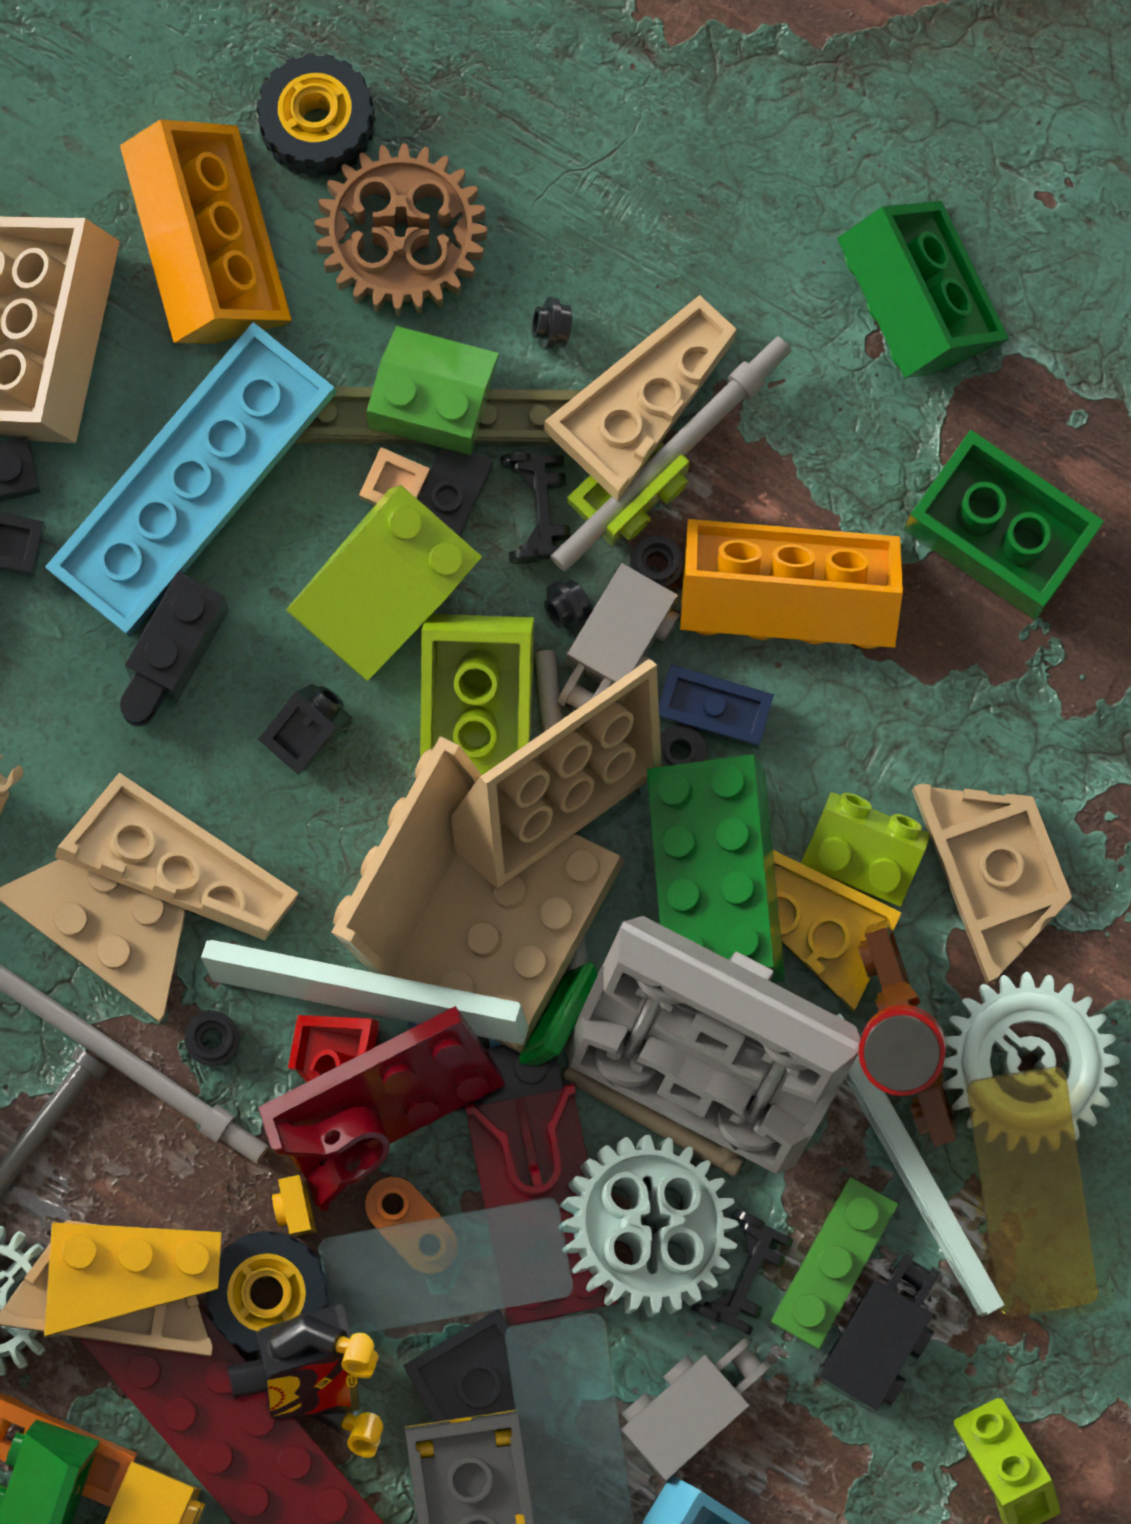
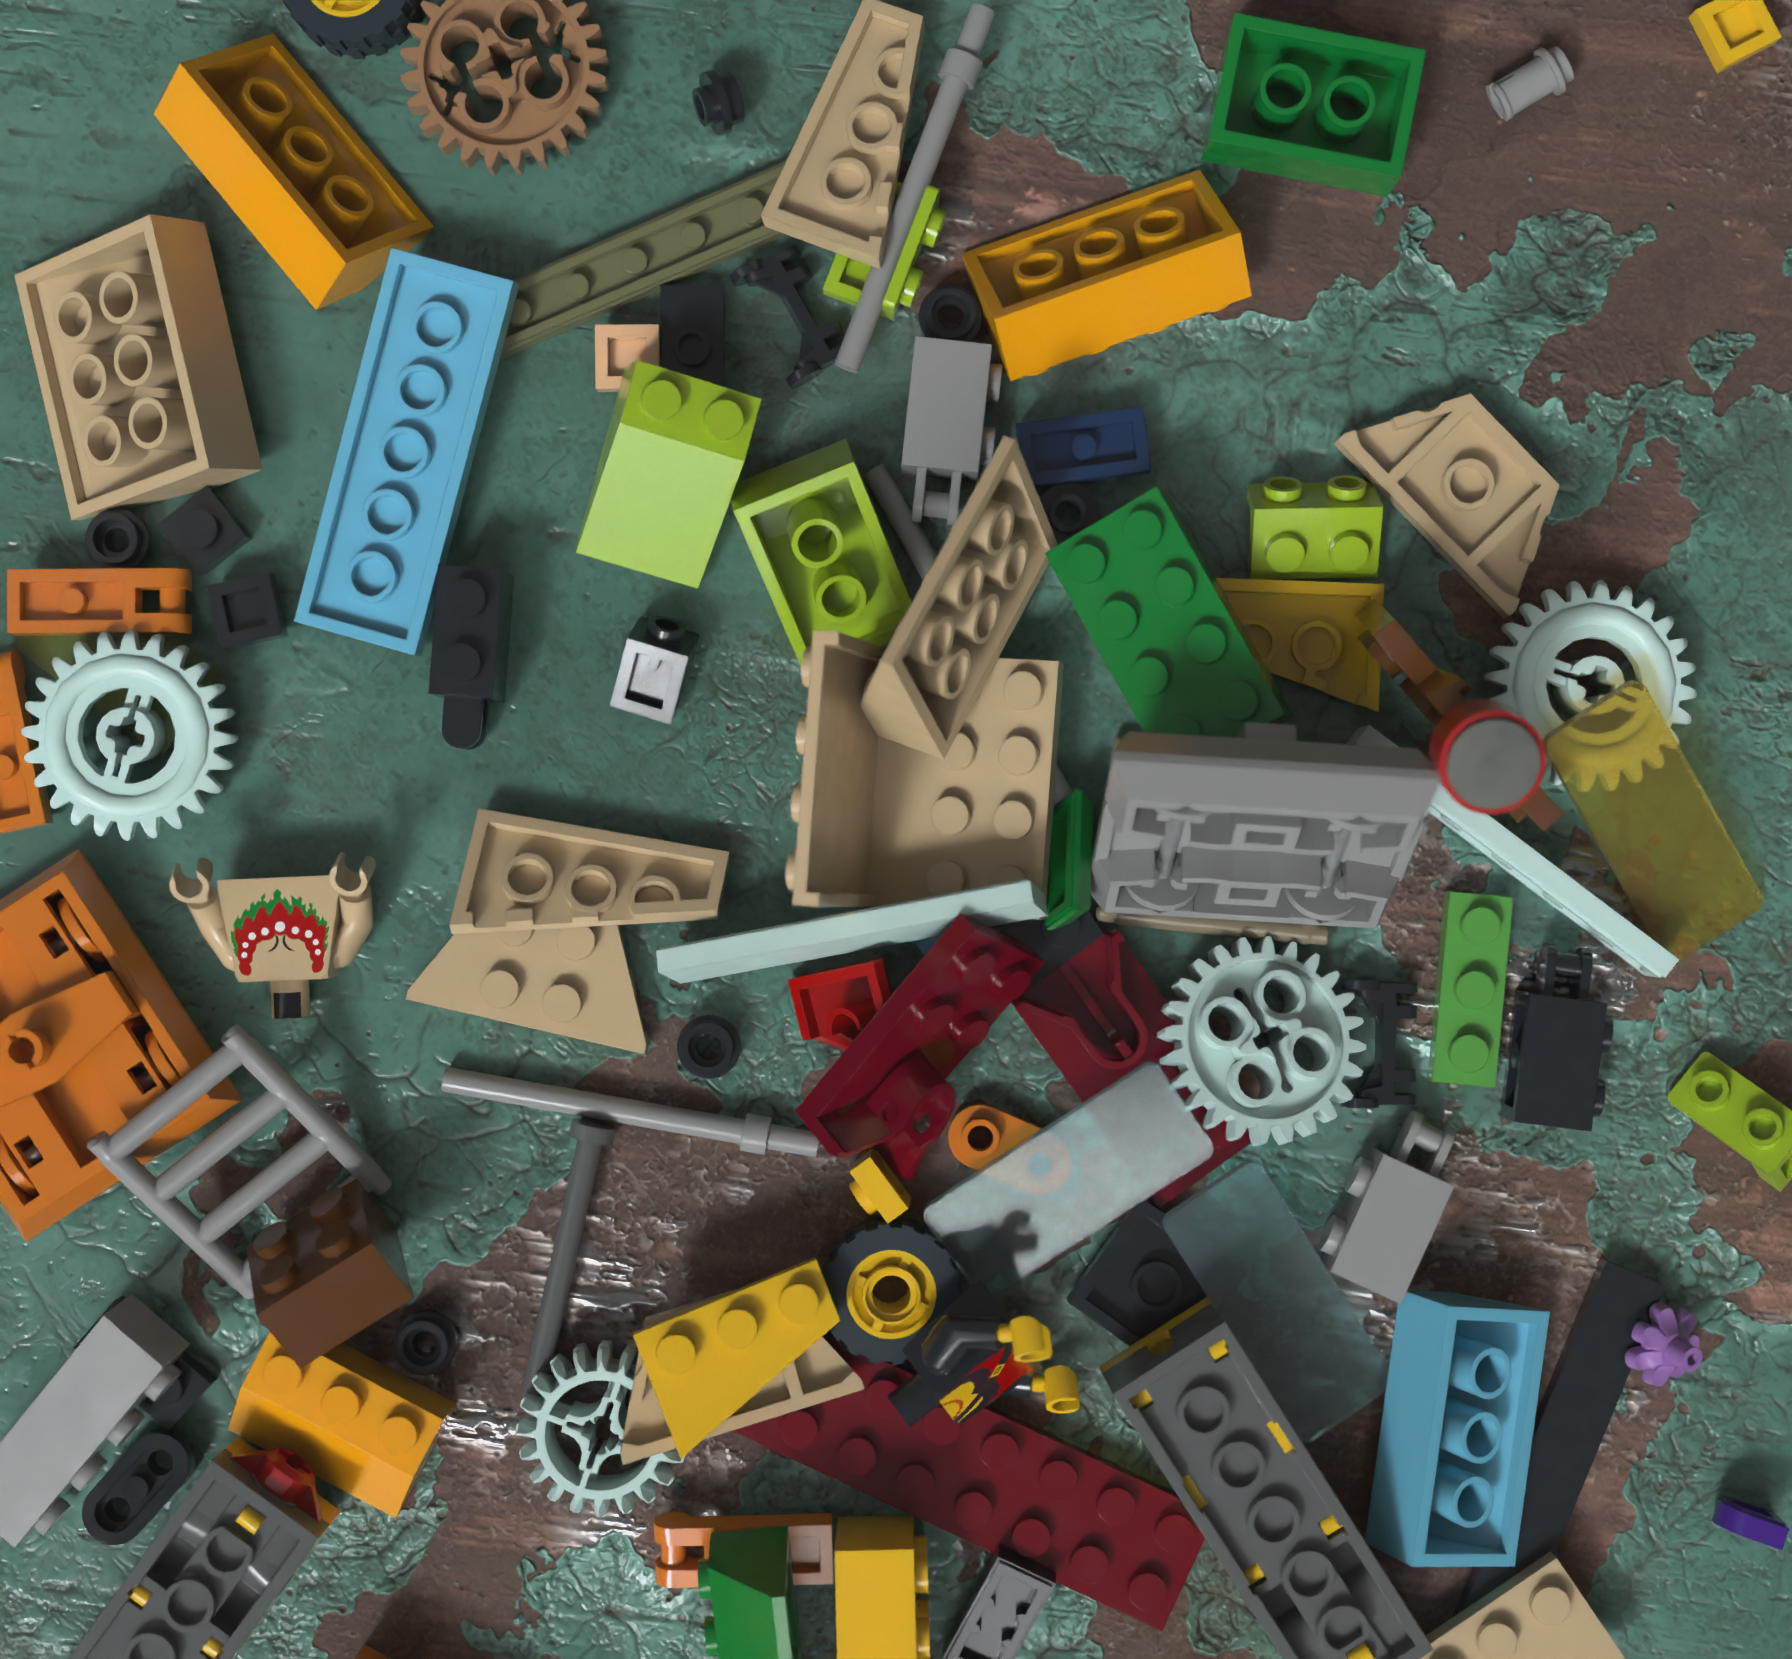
camera: 15 degrees left, 10 degrees up
(431, 390) = (620, 235): bright green slope -> none
(567, 605) = (876, 408): black plate -> none

